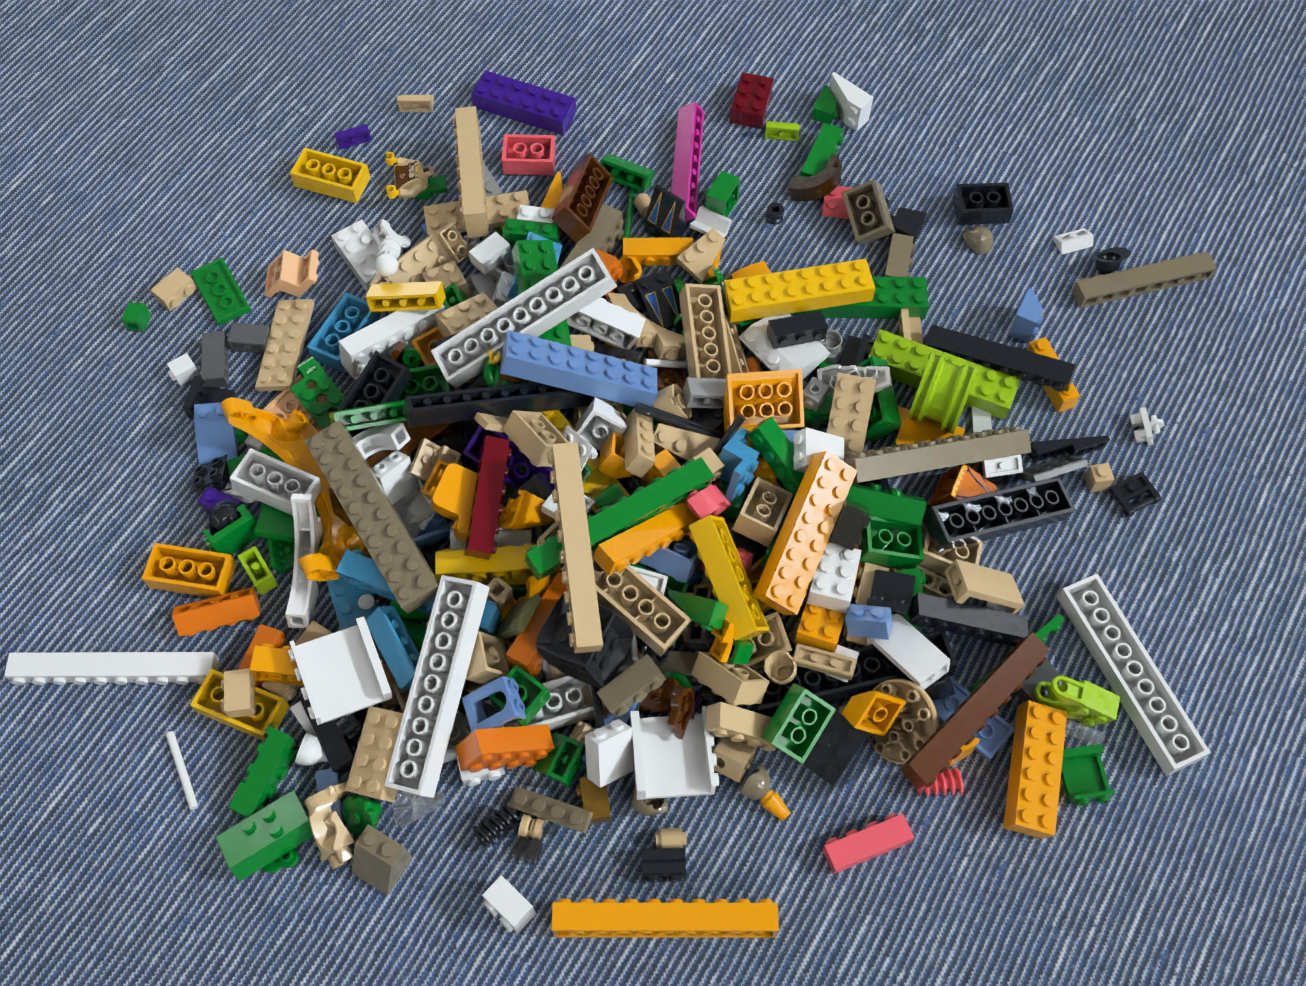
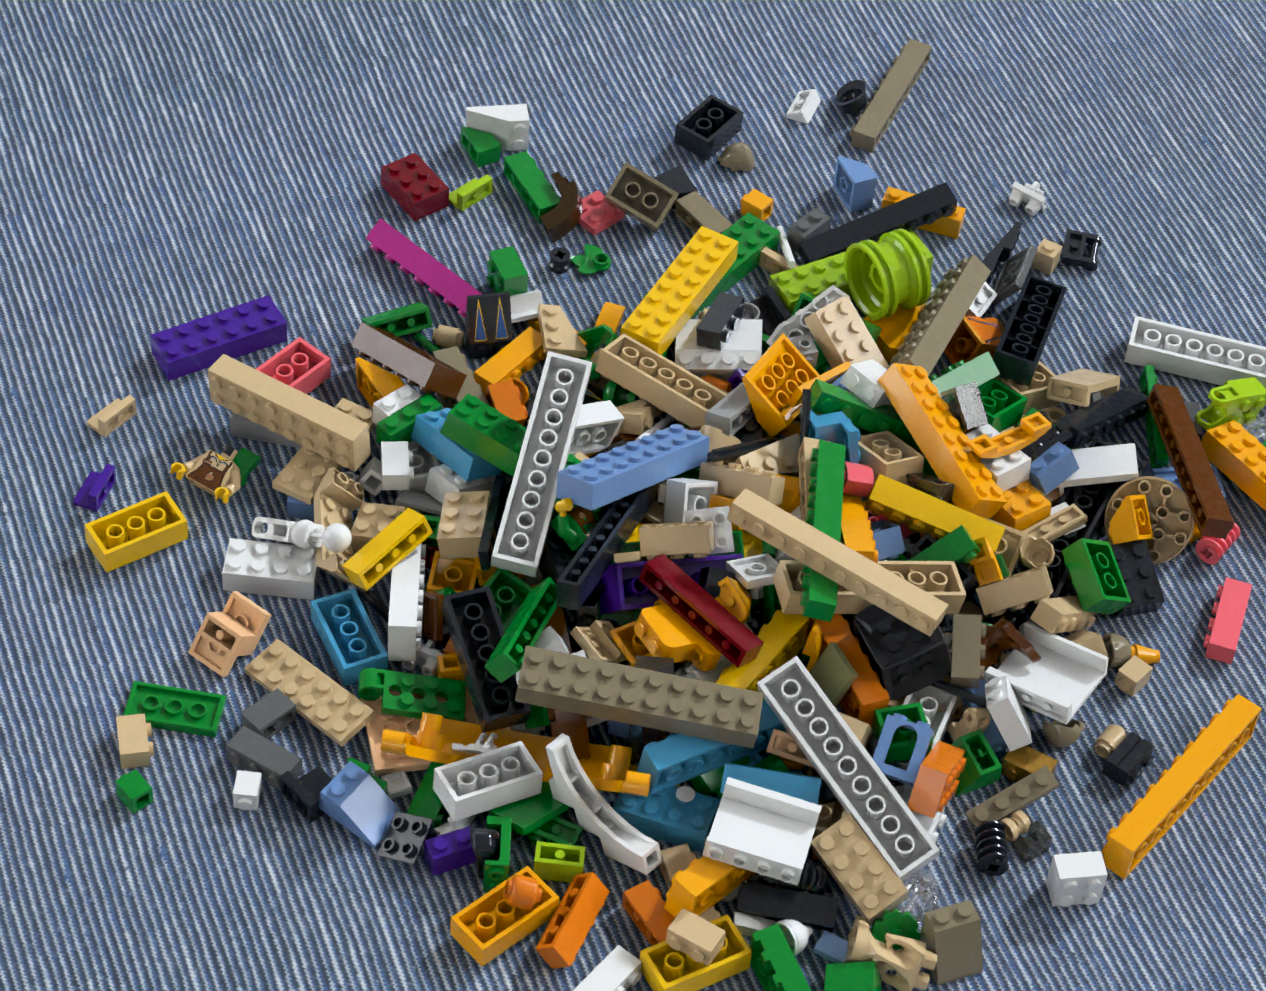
camera: 55 degrees left, 15 degrees down
(196, 566) = (522, 891): none -> orange head
(294, 459) = (479, 747): none -> white arm
(747, 812) = (1133, 676): none -> tan brick
(758, 556) = (931, 485): none -> clear smoke hinge
(787, 423) = (829, 377): none -> light orange tile
(795, 230) = (592, 260): none -> green plate
(847, 575) = (1013, 440): none -> light orange slope
(920, 321) = (786, 248): none -> white bar
(945, 279) = (757, 204): none -> light orange brick
(957, 320) = (808, 226): none -> dark grey brick

